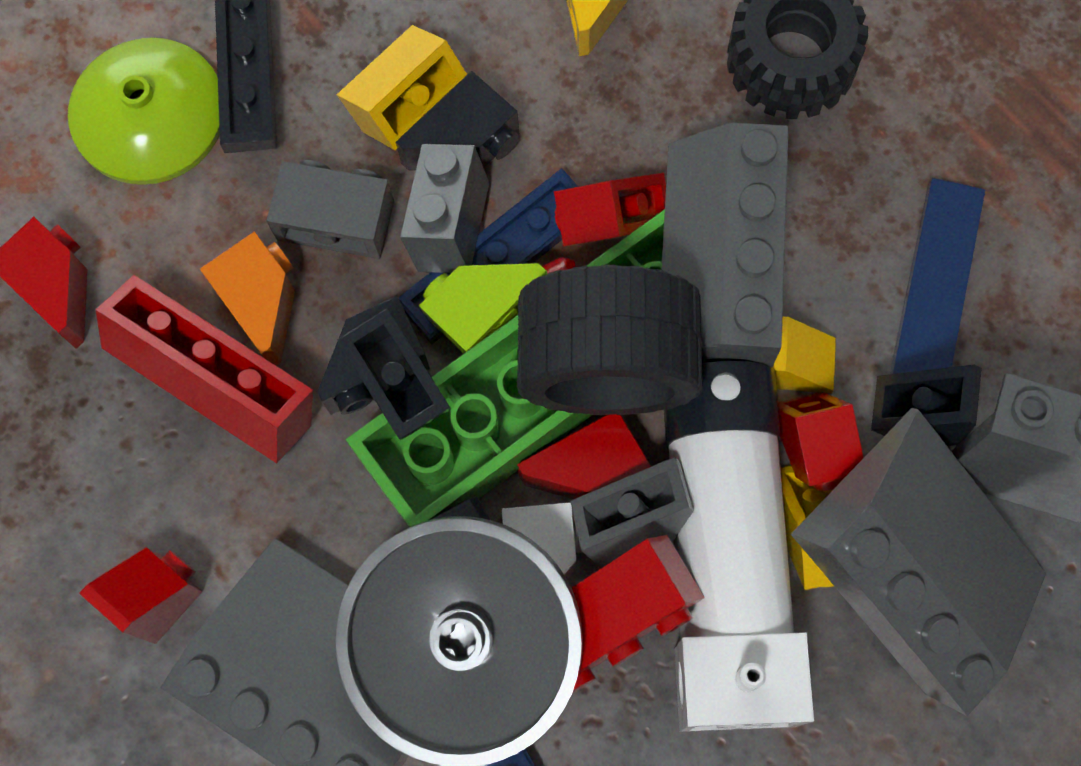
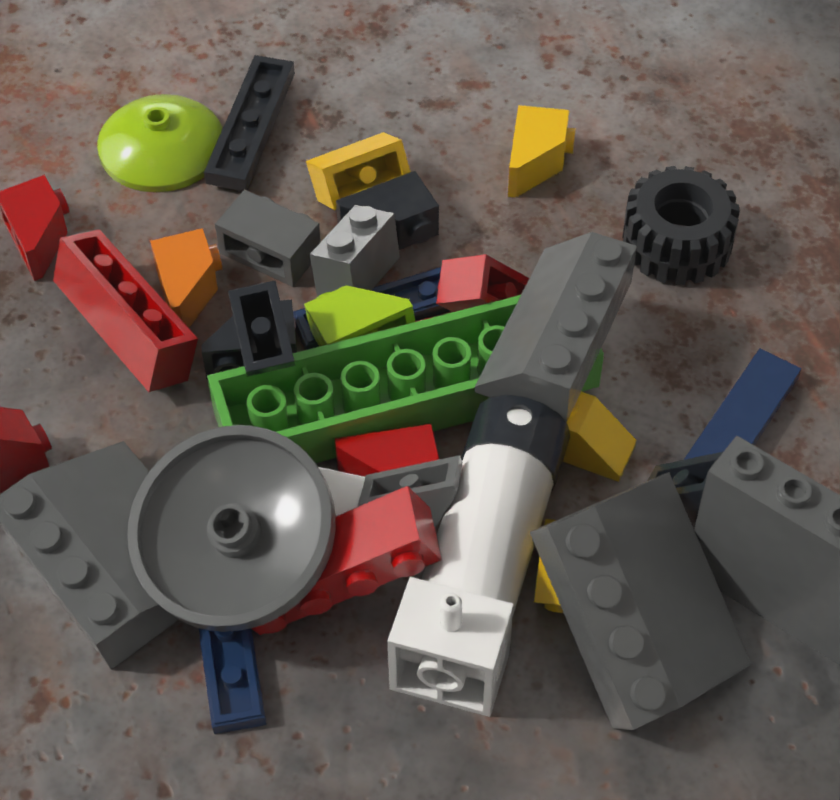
camera: 15 degrees right, 20 degrees down
(609, 340) = (433, 341): black tyre -> none
(820, 439) = (587, 481): red slope -> none

